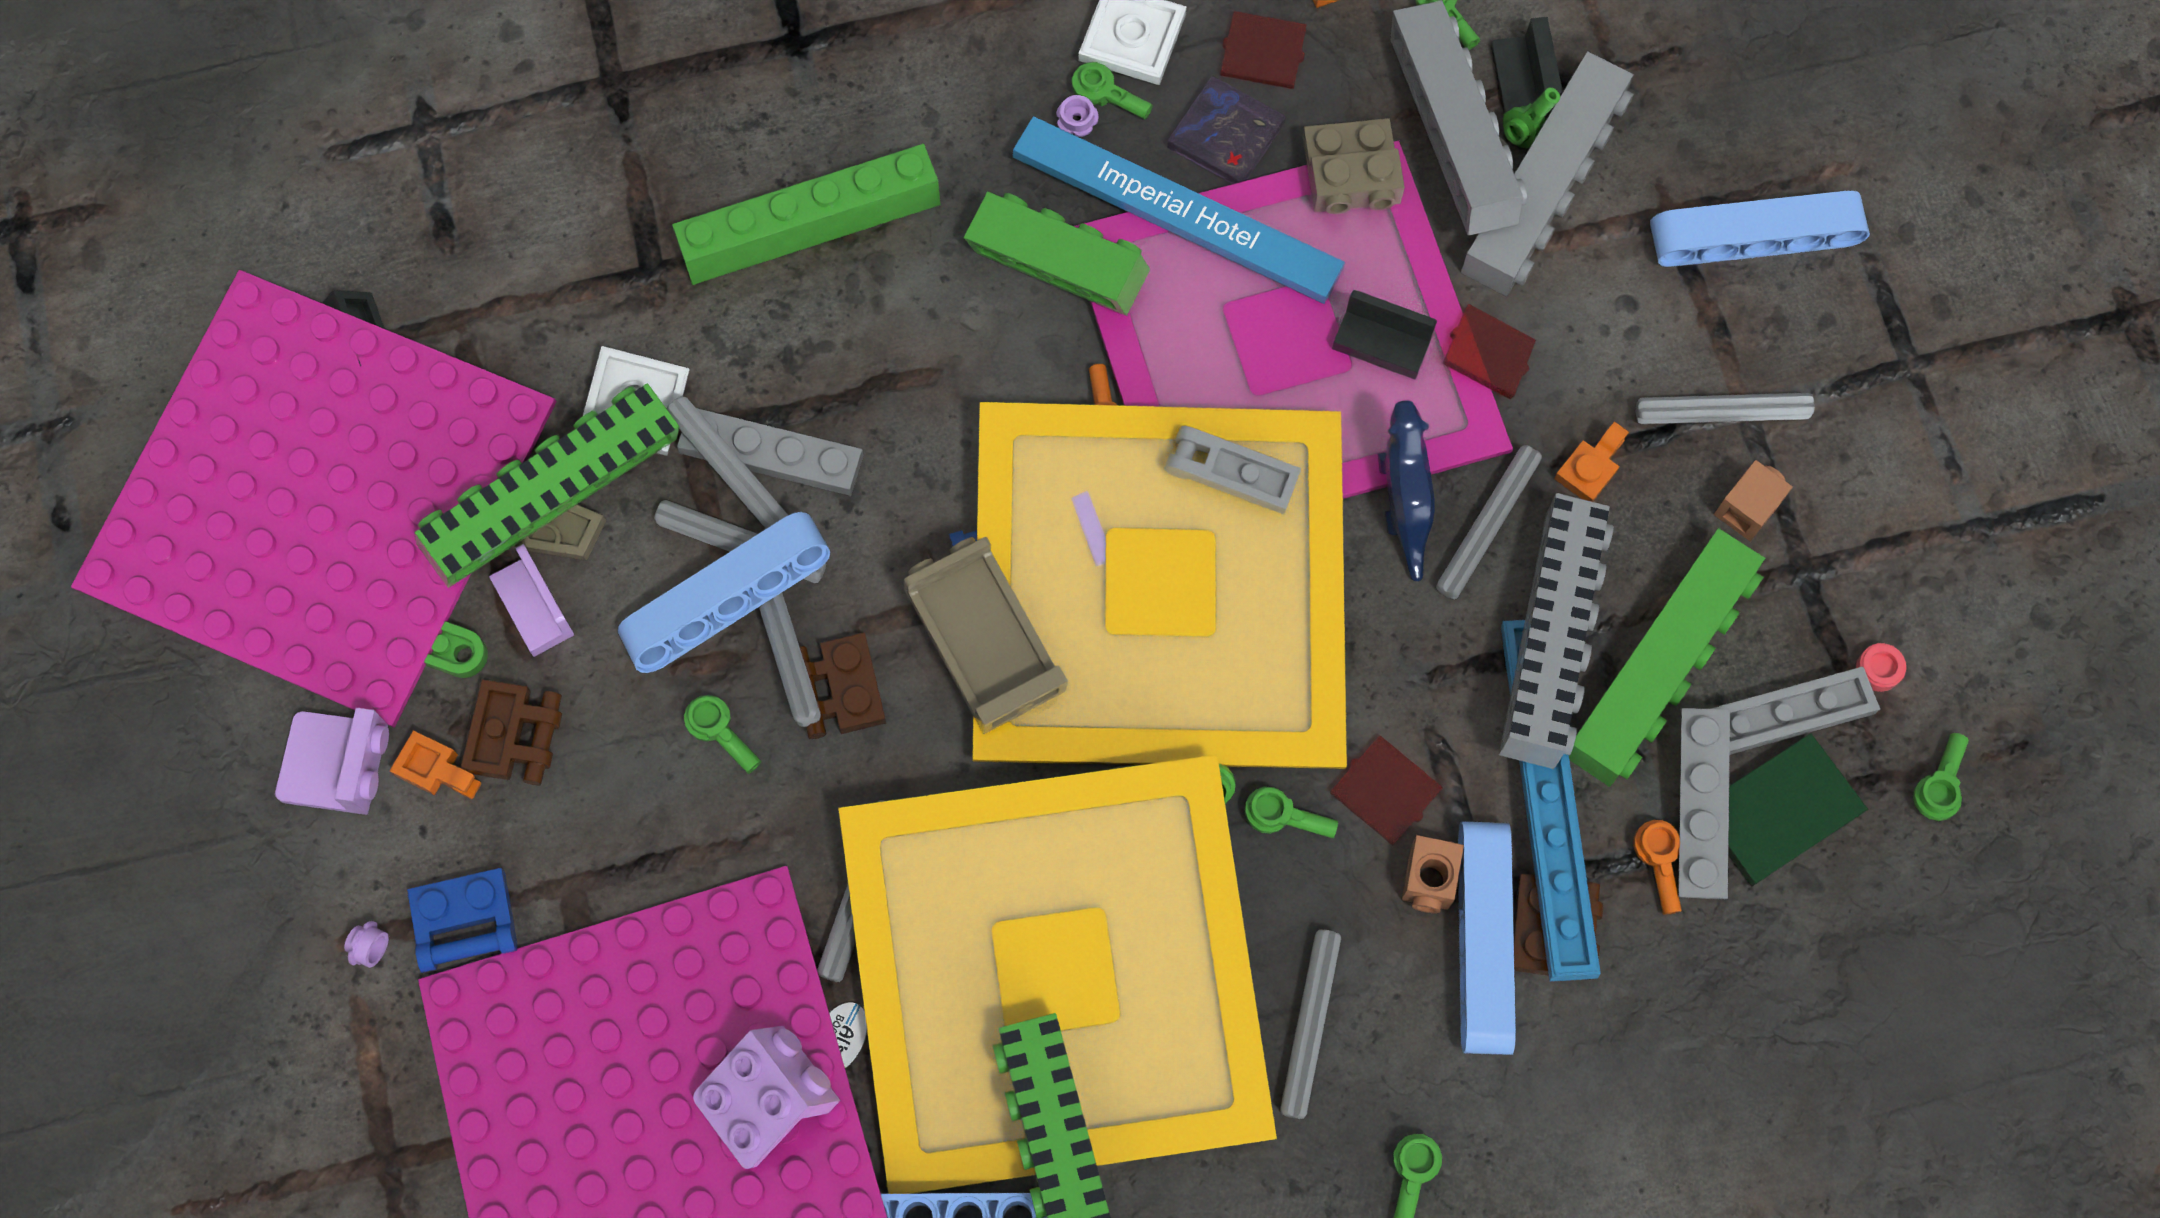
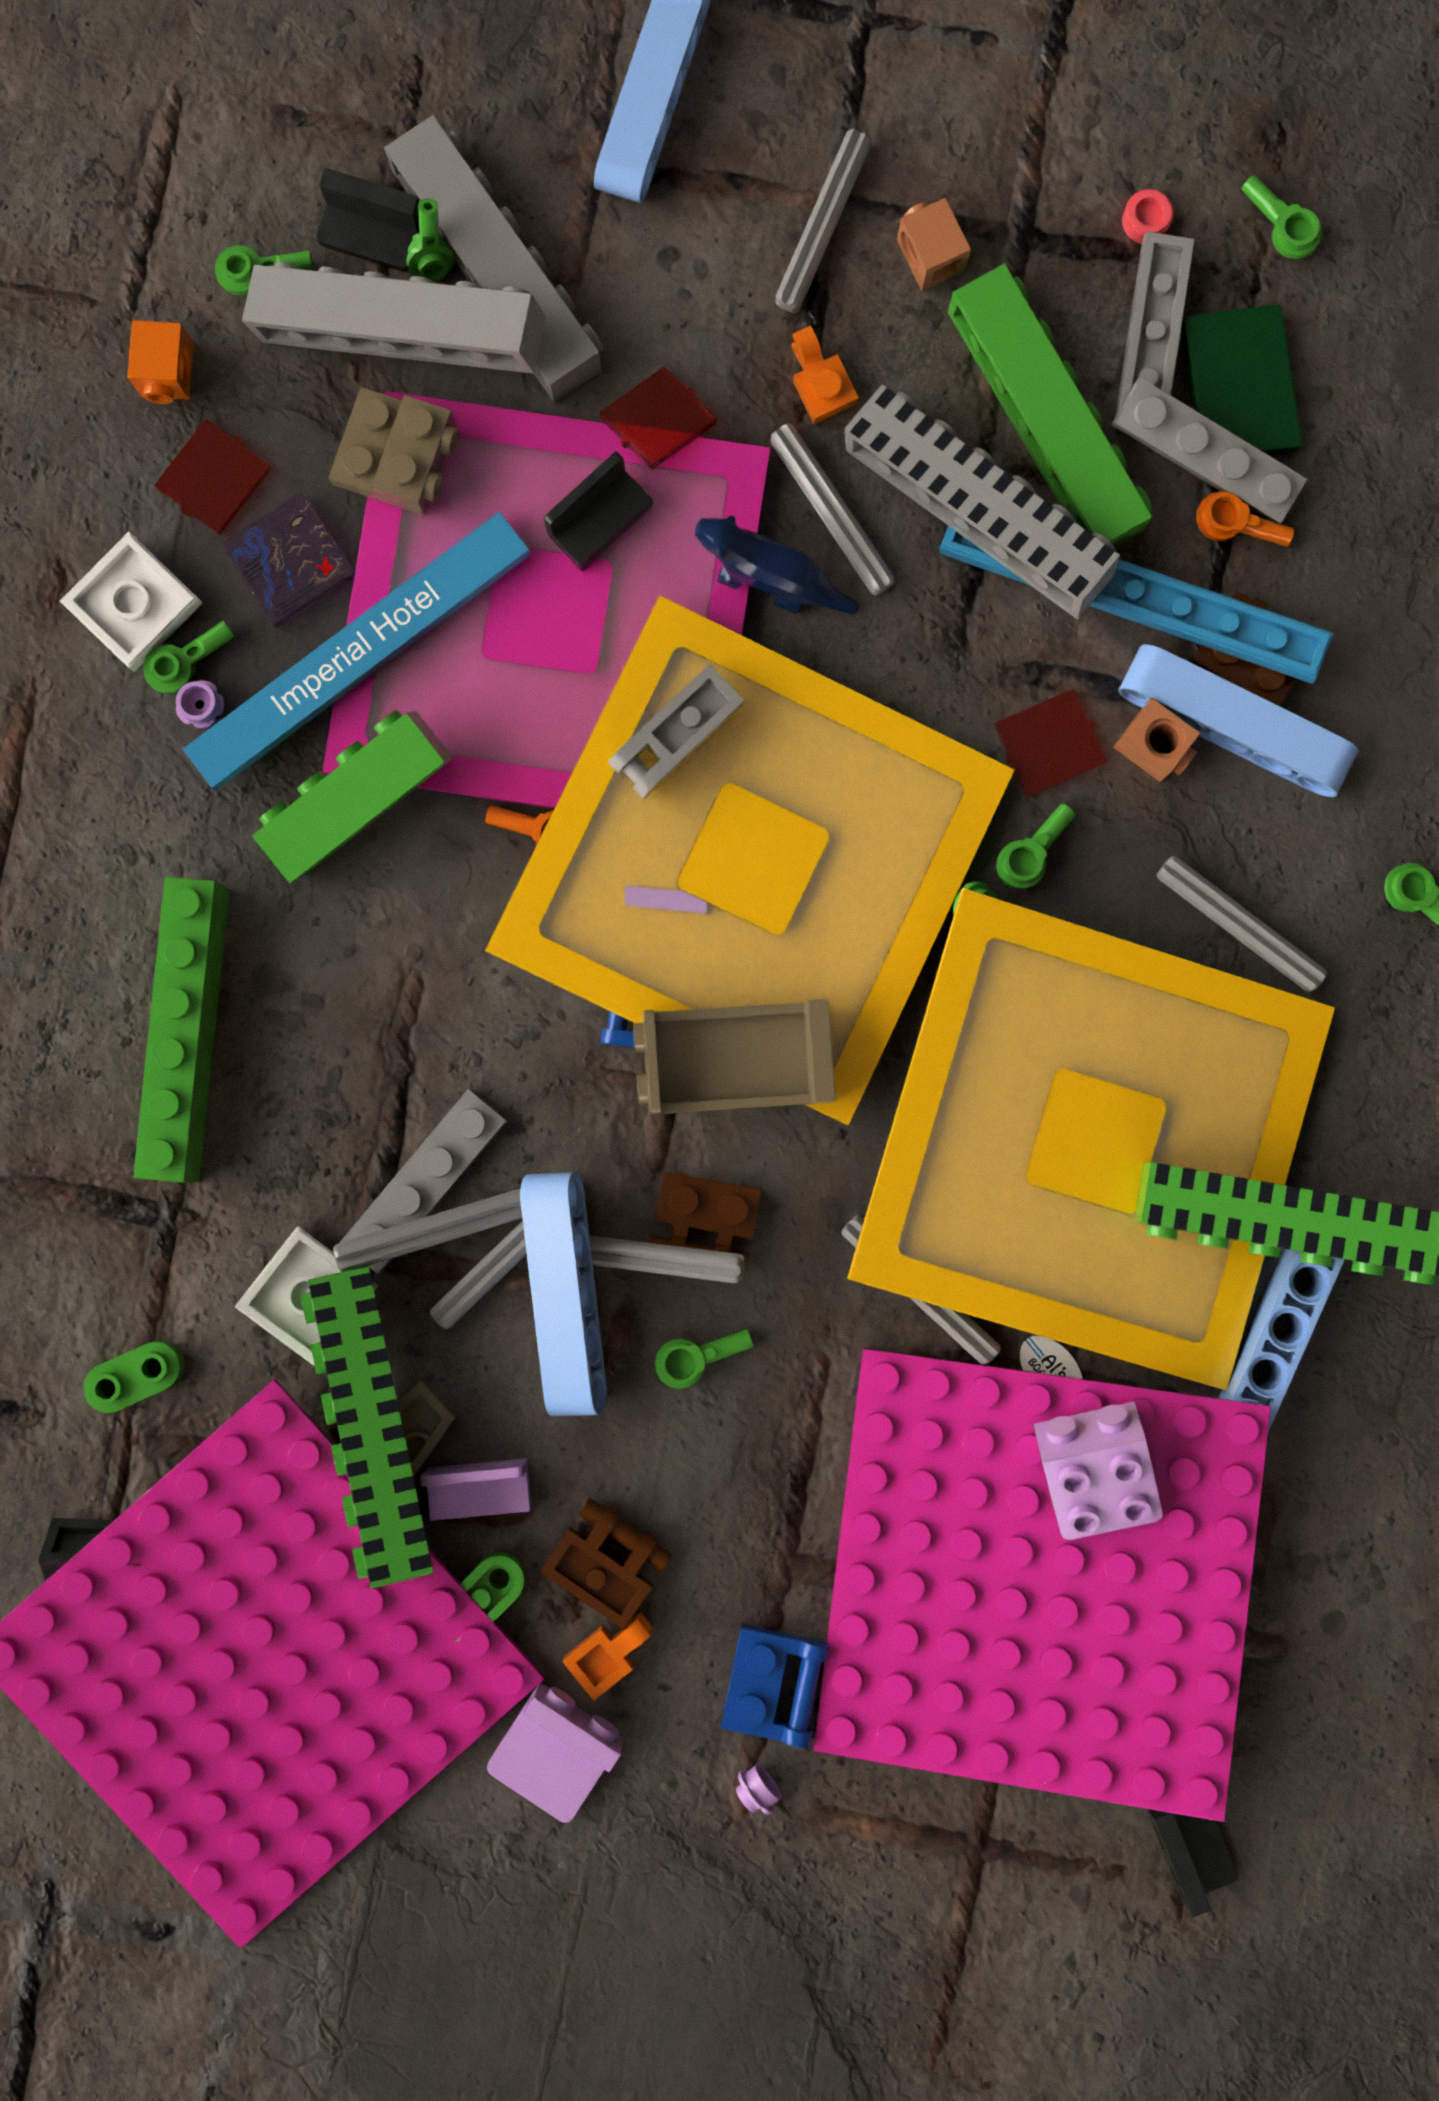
camera: 60 degrees left, 15 degrees up
(509, 301) = (132, 1376): none -> bright green plate

